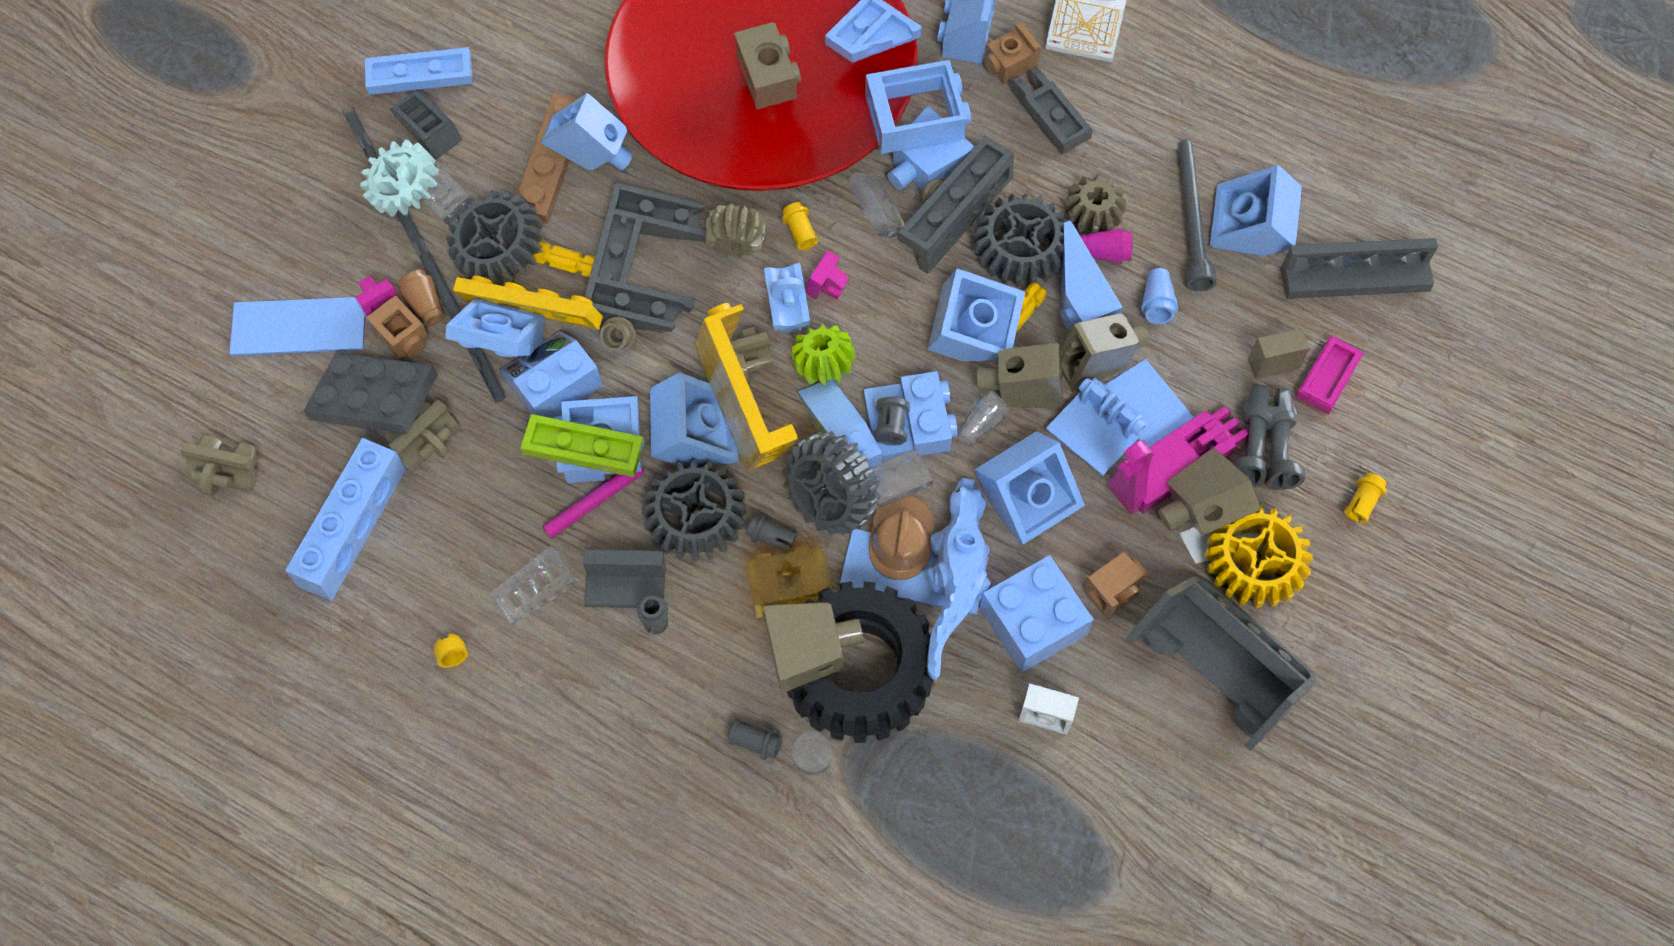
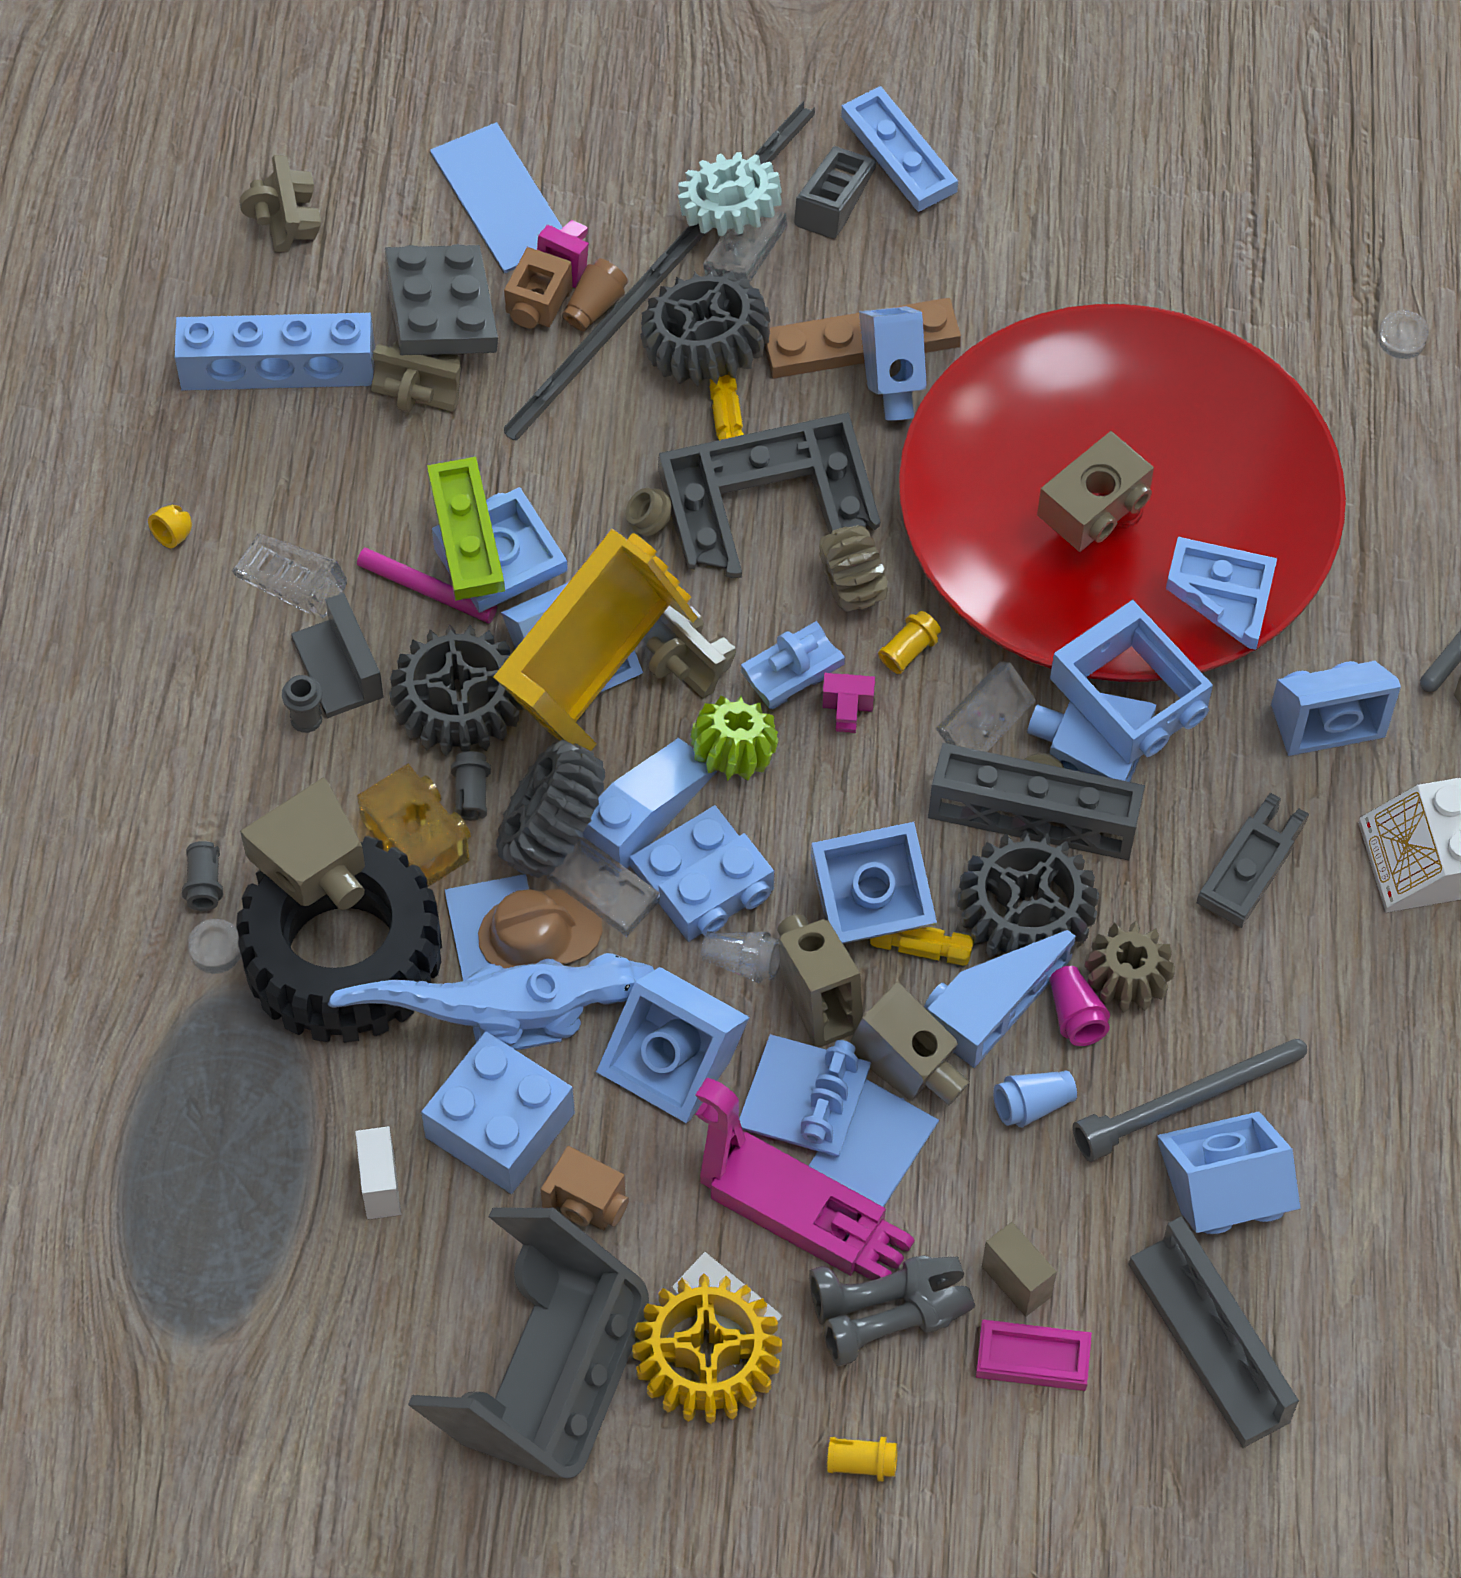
camera: 65 degrees right, 5 degrees down
(497, 328) = (577, 379): light blue plate -> none
(545, 302) = (638, 409): yellow plate -> none
(552, 374) = (558, 470): light blue slope -> none
(891, 421) = (670, 842): dark grey bush -> none
(1012, 54) = (1310, 778): medium nougat brick -> none
(1209, 495) = (754, 1246): dark tan torso -> none

